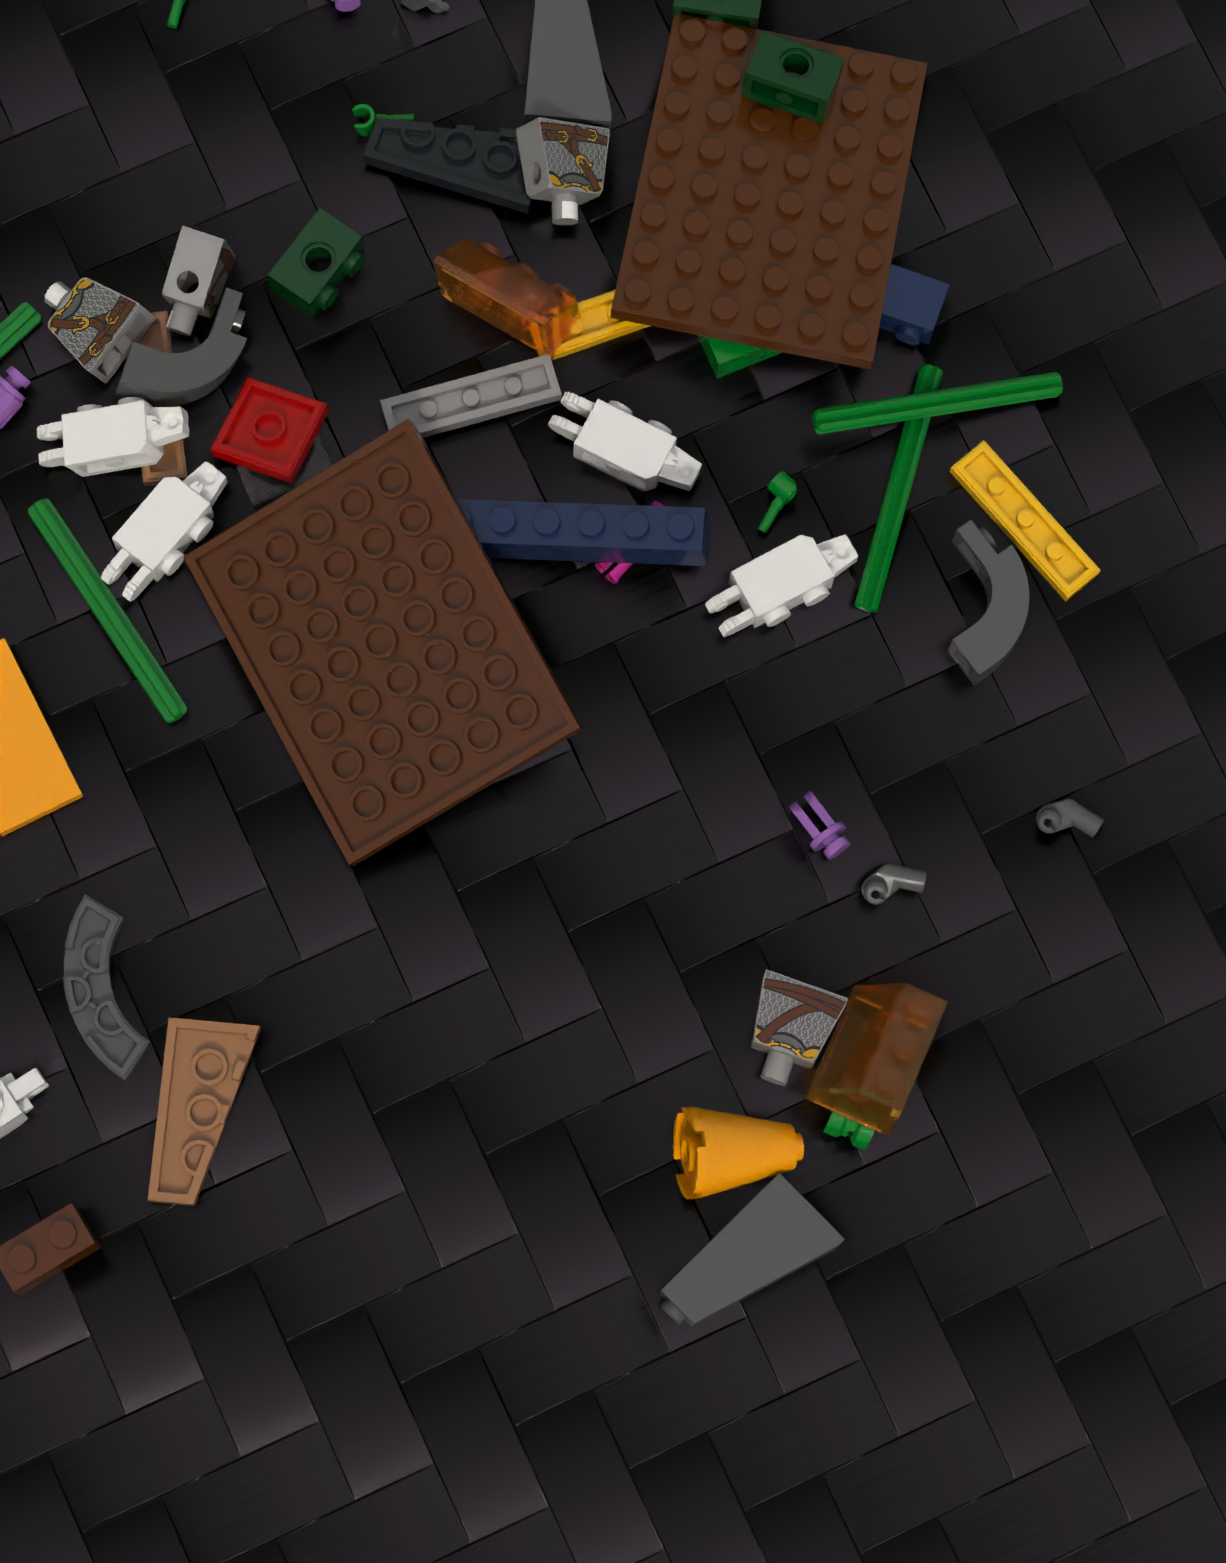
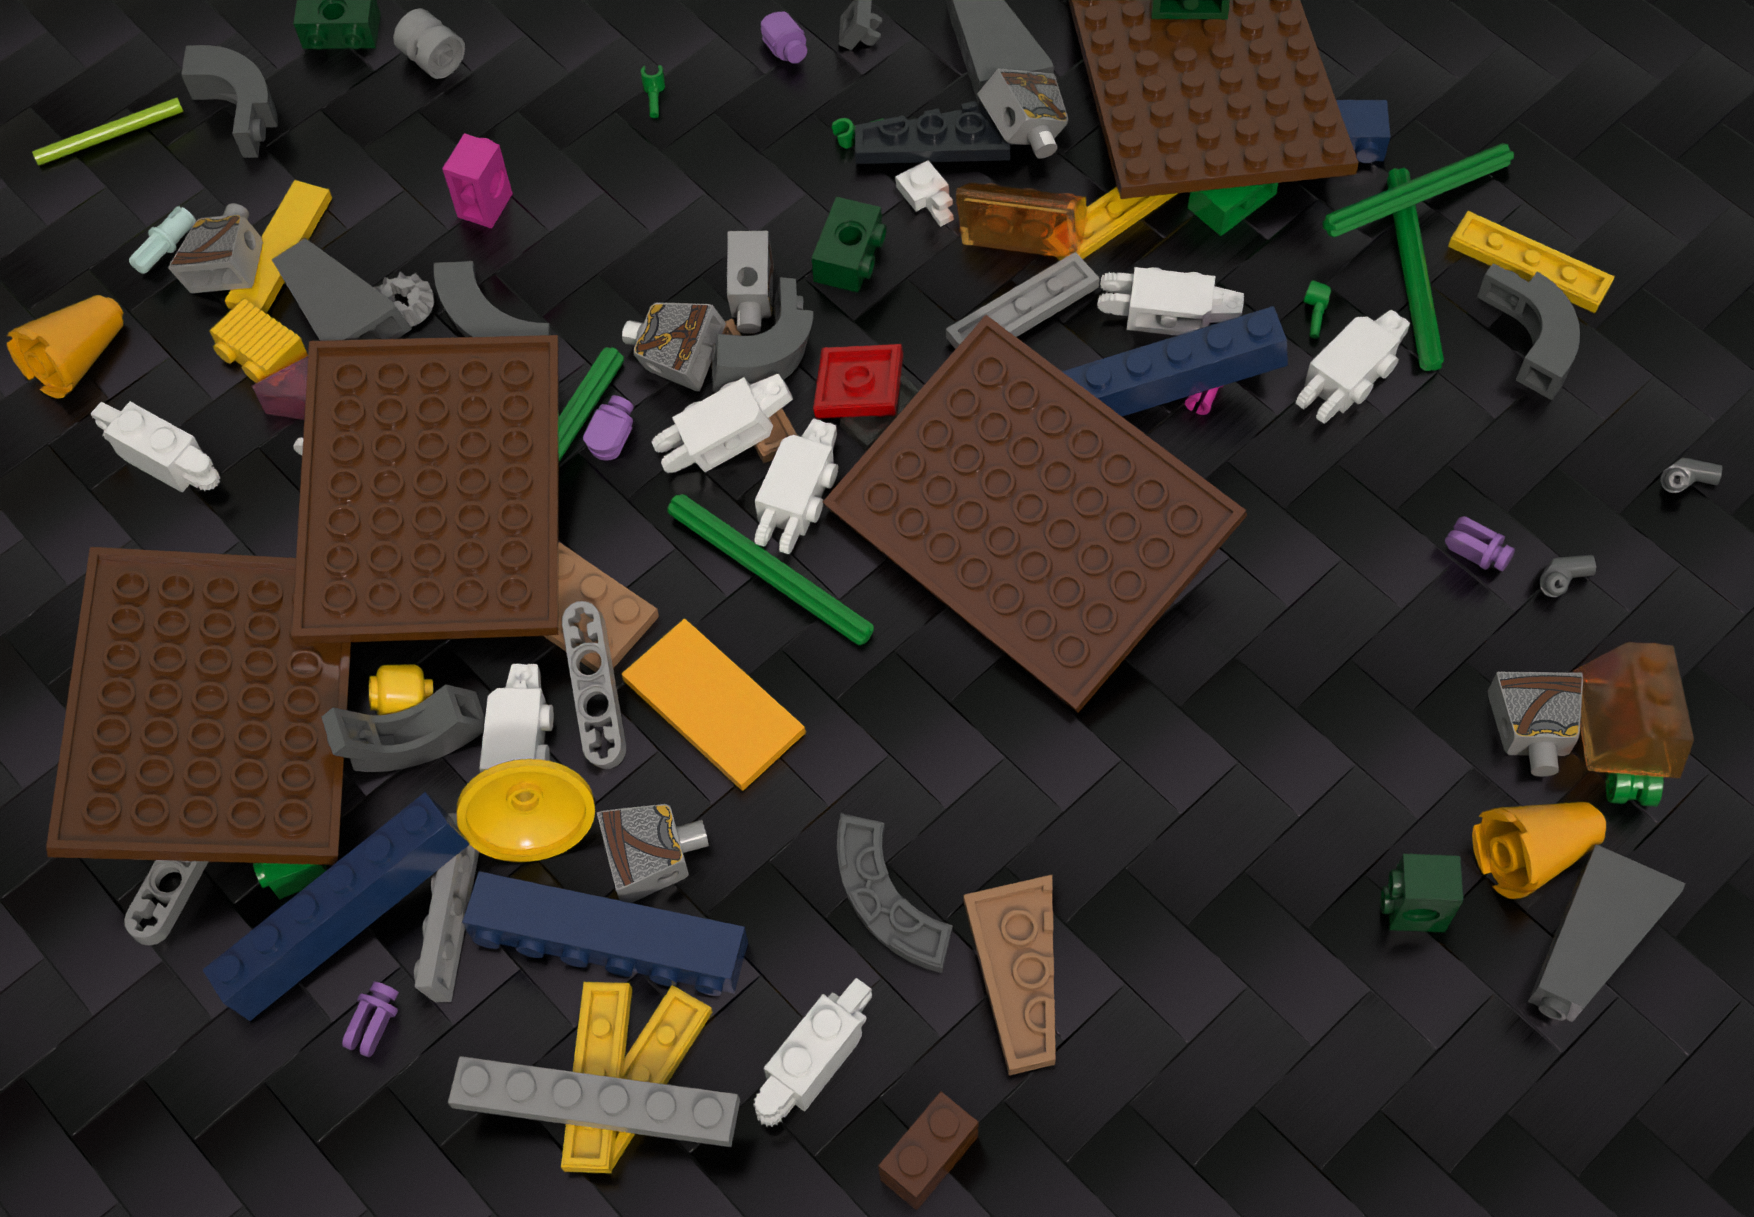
camera: 10 degrees left, 15 degrees down
(425, 219) = (926, 188): none -> white plate
(593, 1164) = (1423, 893): none -> dark green brick

